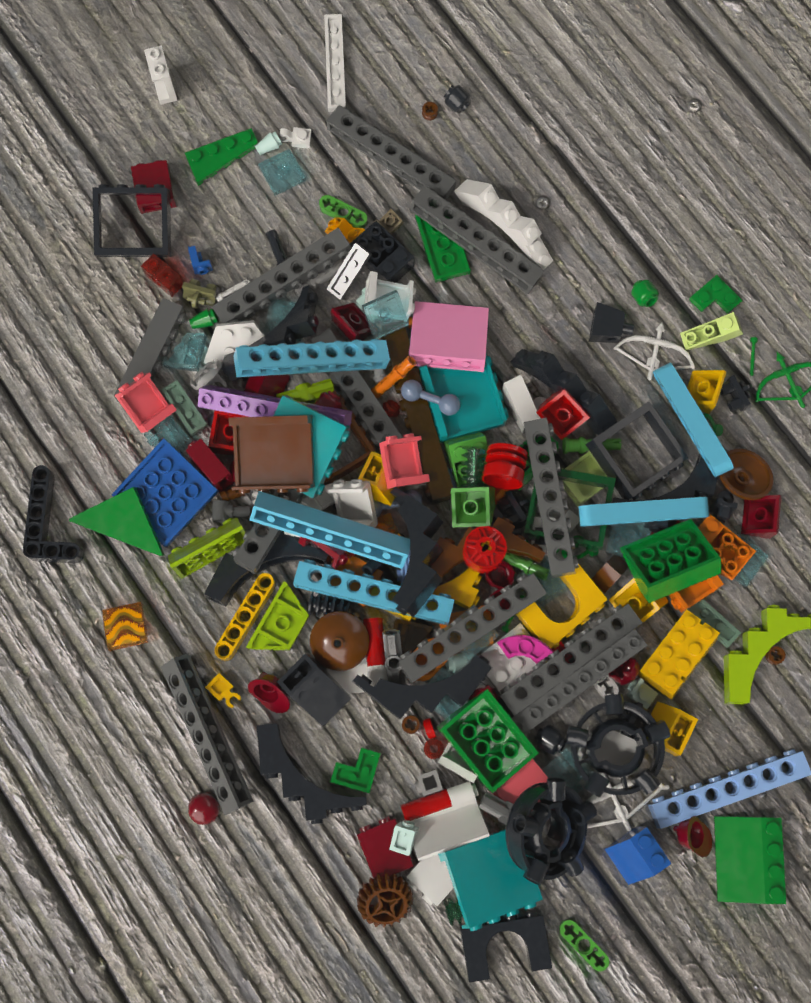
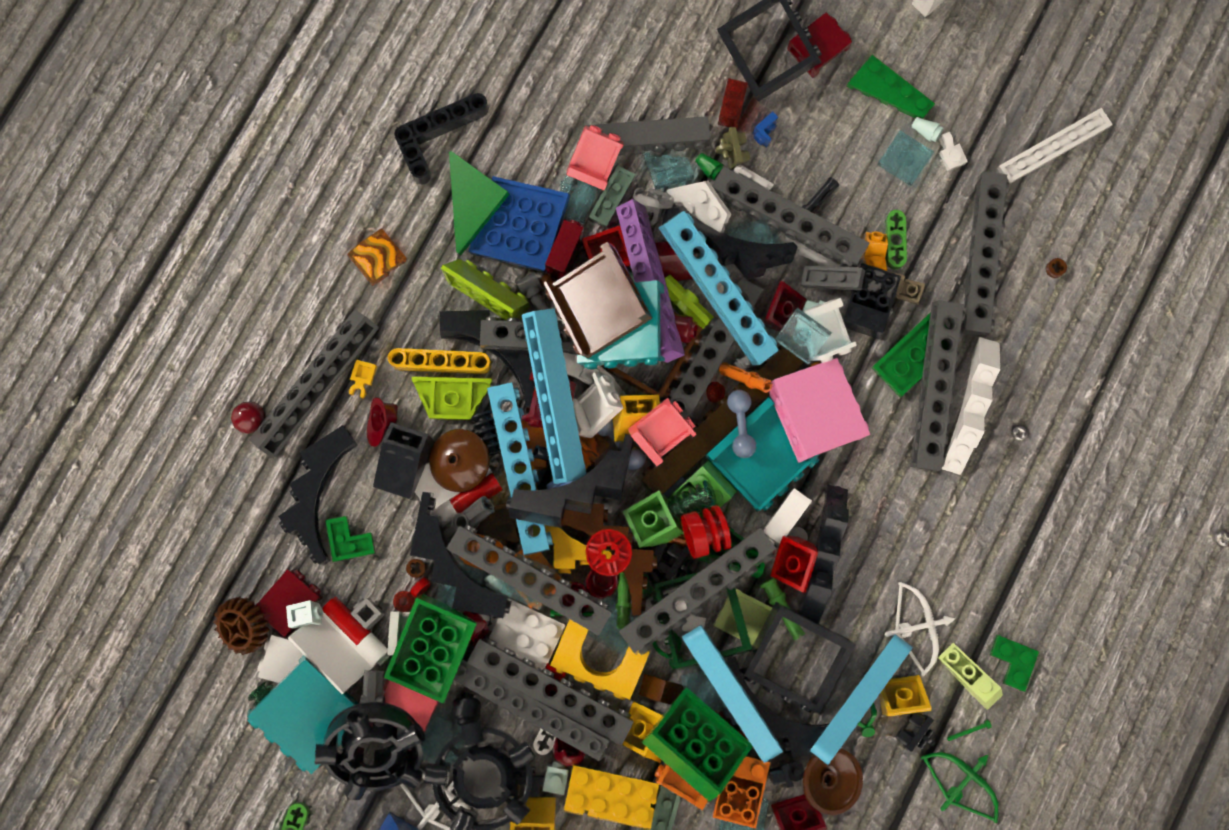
camera: 65 degrees right, 5 degrees up
(457, 98) = (1084, 288): black head -> none
(525, 646) = (542, 641): dark pink tile -> none
(529, 927) = (280, 772): black arch -> none
(608, 324) = (920, 565): black torso -> none
(645, 293) = (975, 585): green head -> none

